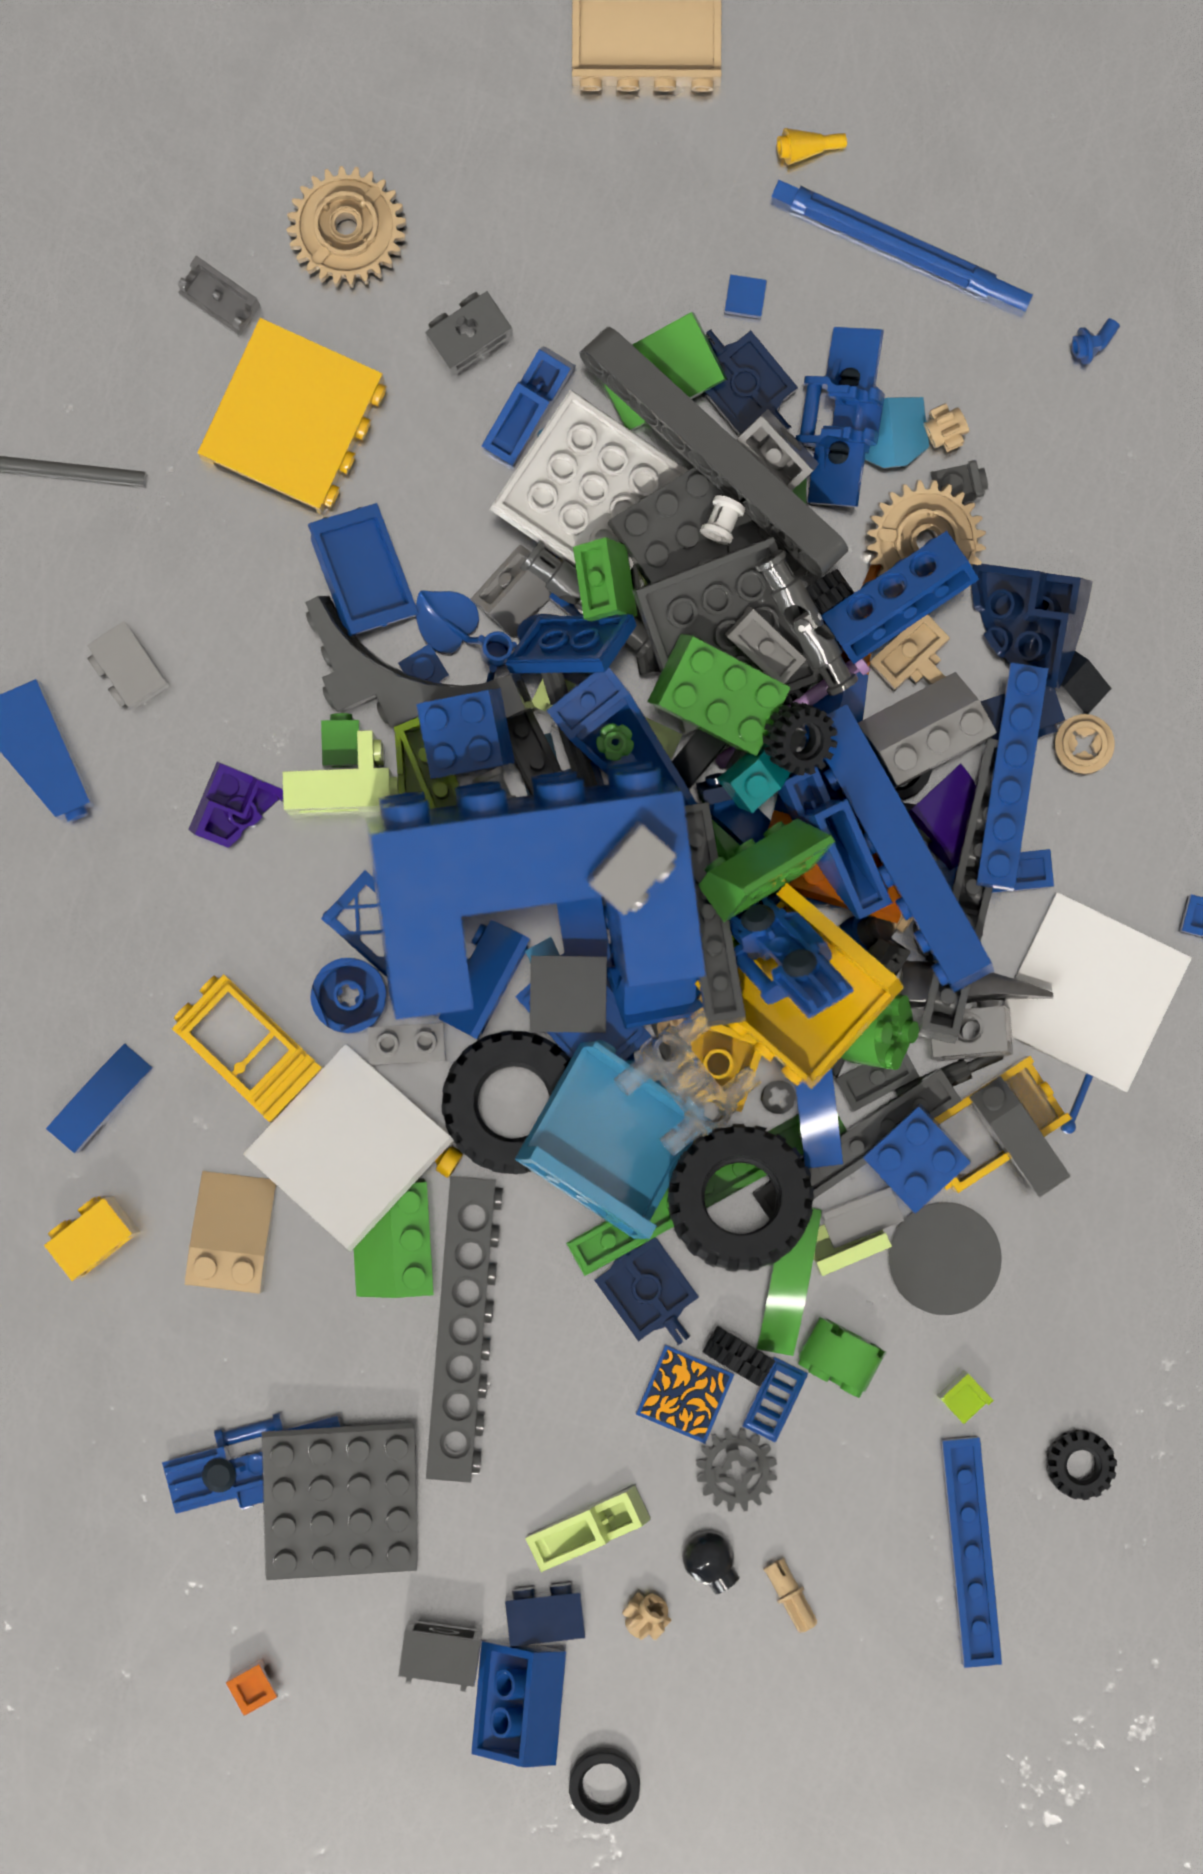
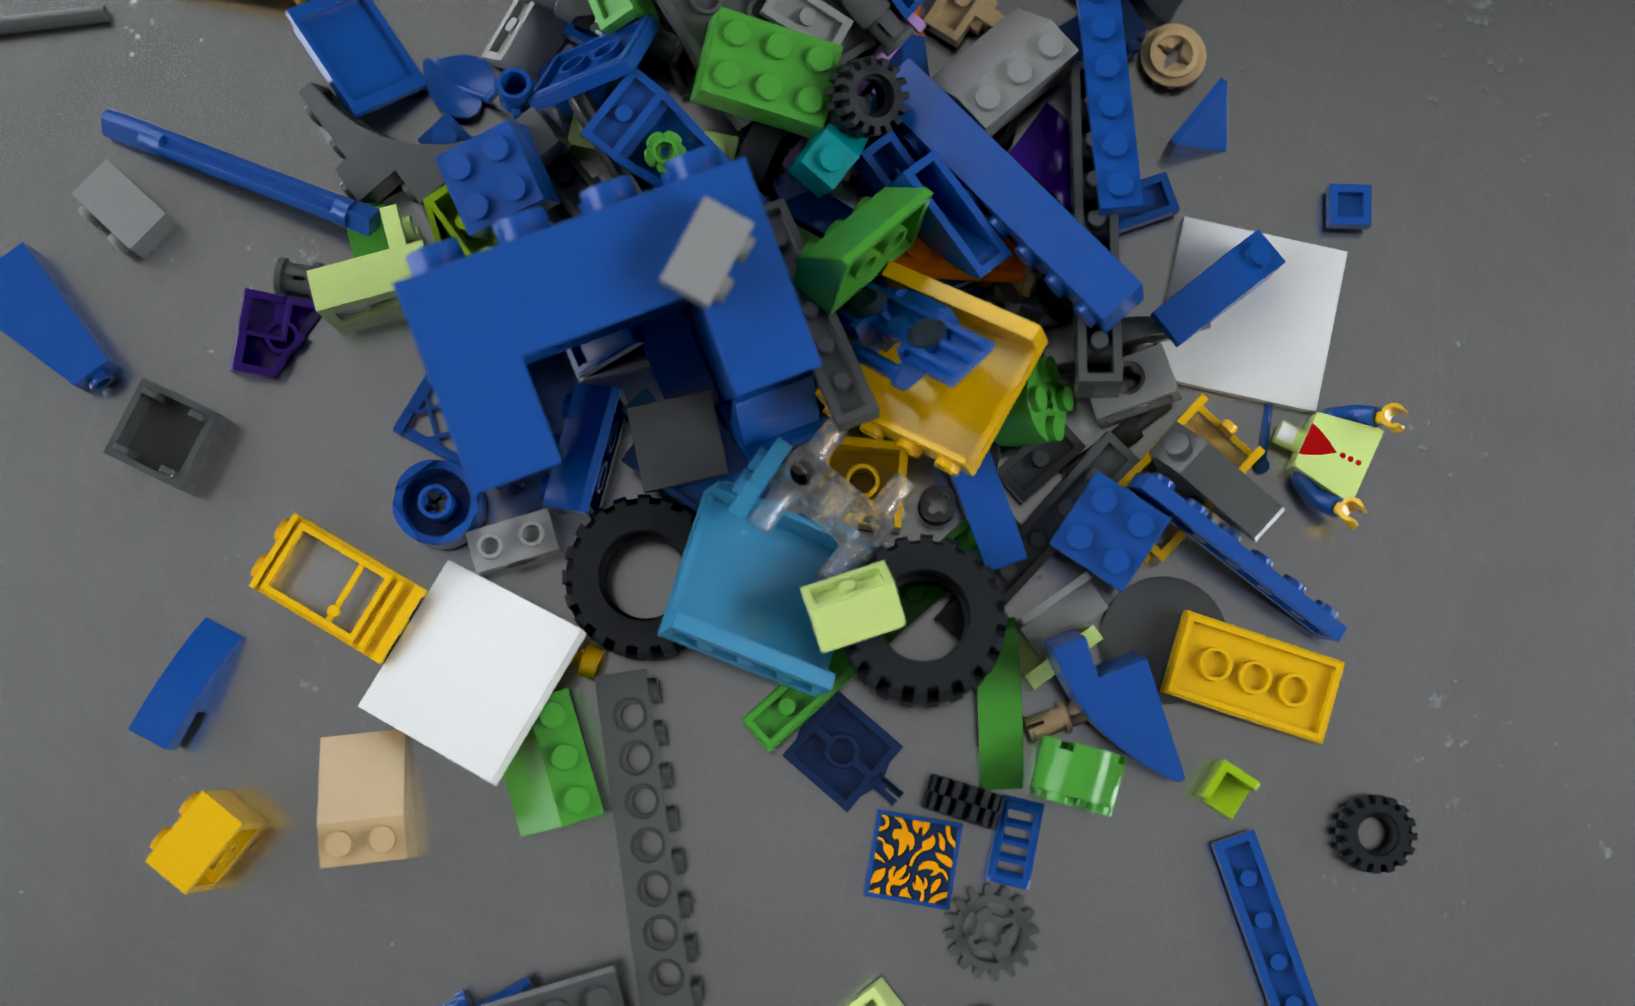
camera: 10 degrees left, 5 degrees down
(126, 879) = (167, 436): none -> dark grey container
(237, 659) = (241, 172): none -> blue piece
(268, 764) = (284, 277): none -> dark grey bush
(623, 1053) = (750, 484): none -> dark azure plate
(684, 1175) = (853, 606): none -> yellowish green panel
(843, 1303) = (1053, 721): none -> tan axle
(890, 1302) = (1117, 701): none -> blue slope
(1012, 1308) = (1252, 677): none -> yellow tile
(1014, 1191) = (1250, 565): none -> blue plate
(1065, 968) = (1218, 288): none -> blue slope
(1097, 816) = (1205, 127): none -> blue slope
(1131, 1135) = (1335, 454): none -> torso

